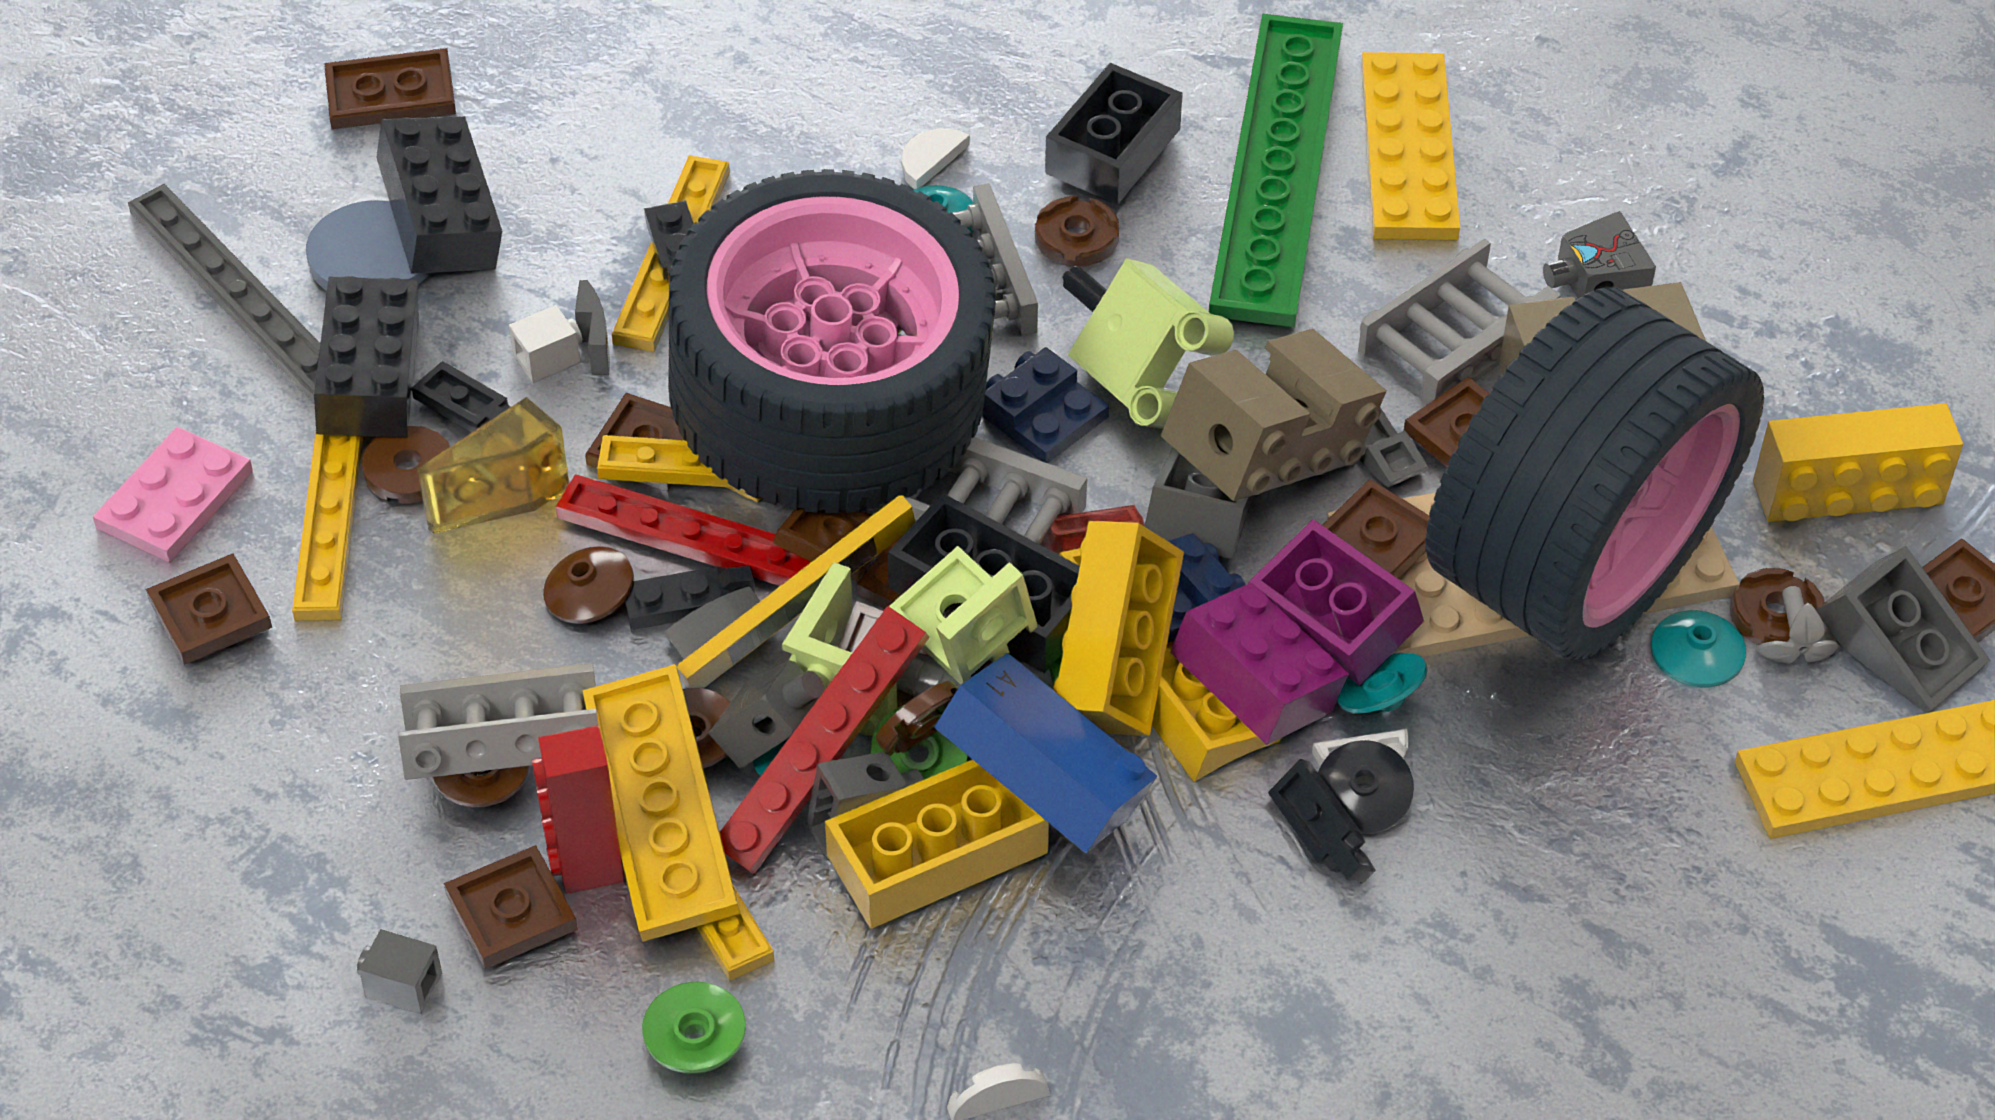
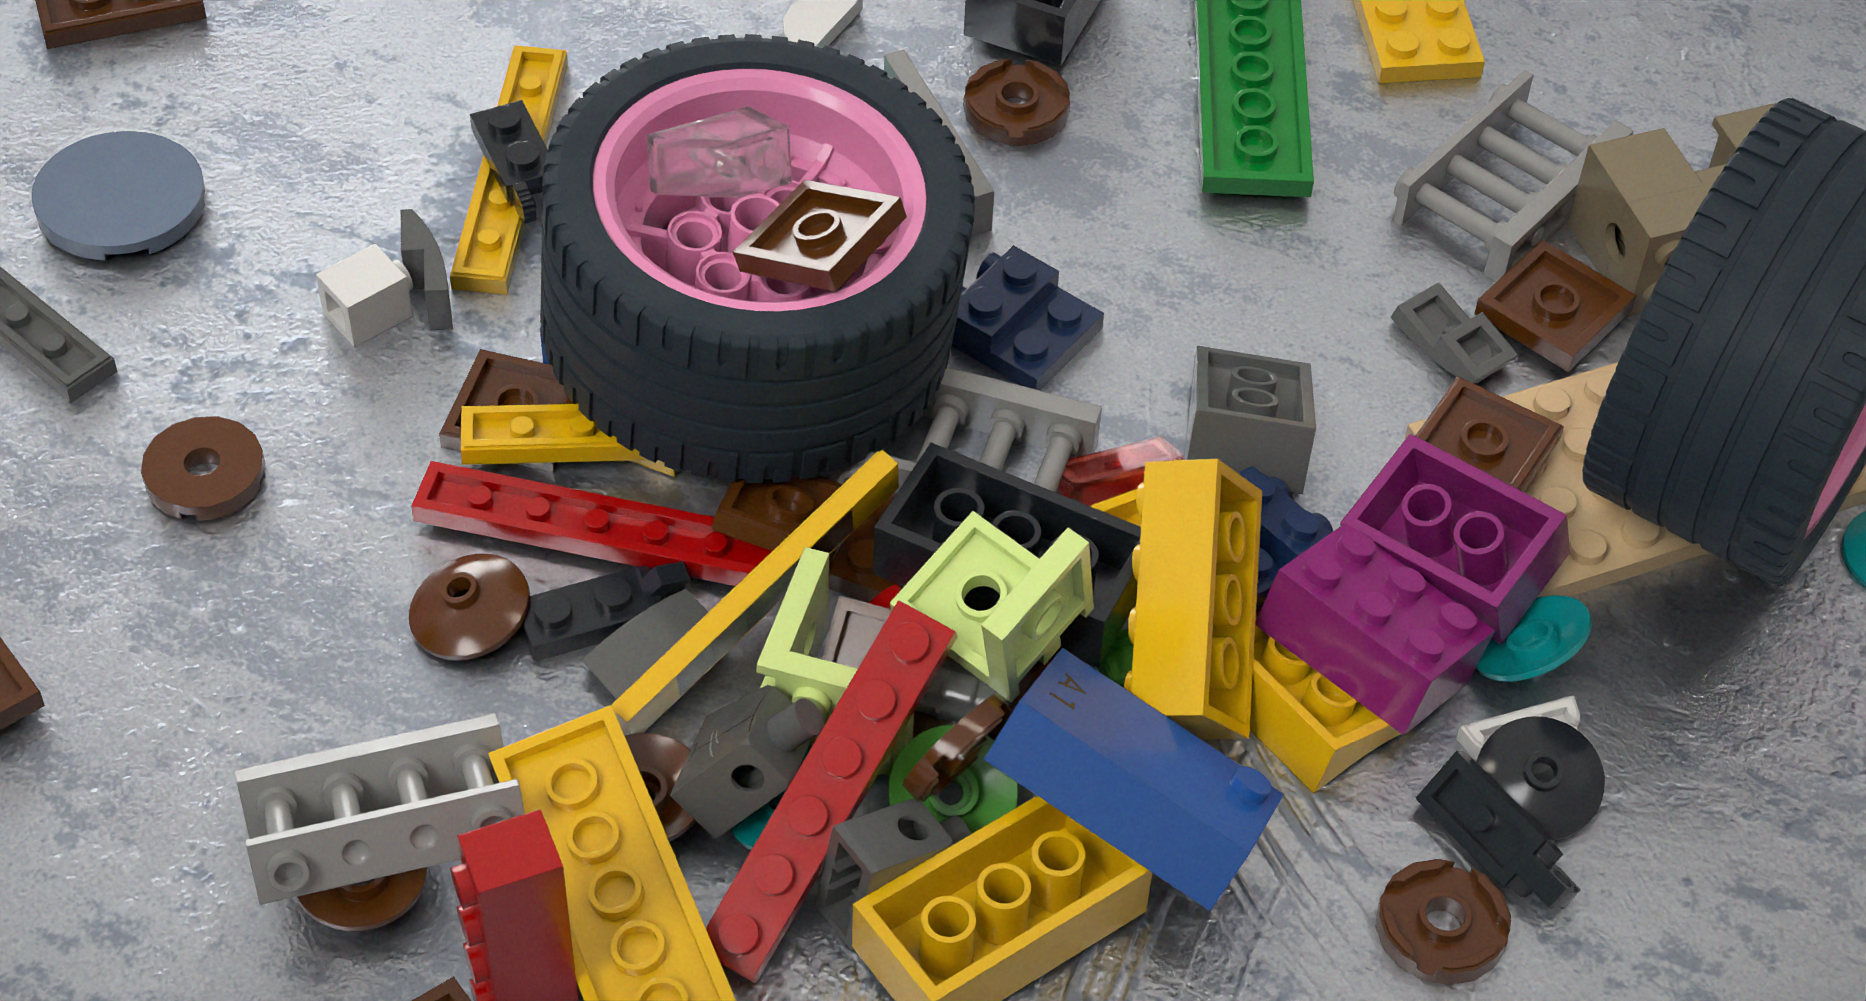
camera: 10 degrees left, 0 degrees up
(327, 528) = (104, 542): yellow tile -> none
(367, 357) = (131, 332): black brick -> none
(438, 194) = (200, 117): black brick -> none
(459, 397) = (276, 382): black hinge -> none
(496, 470) = (327, 465): clear yellow slope -> none
(810, 262) = (721, 156): none -> clear slope
(872, 329) = (820, 235): none -> reddish brown plate
(1141, 335) = (1135, 221): yellowish green piece -> none
(1265, 906) = (1437, 953): none -> reddish brown tile
(1276, 426) = (1330, 312): dark tan piece -> none
(1601, 257) = (1667, 86): dark grey torso -> none

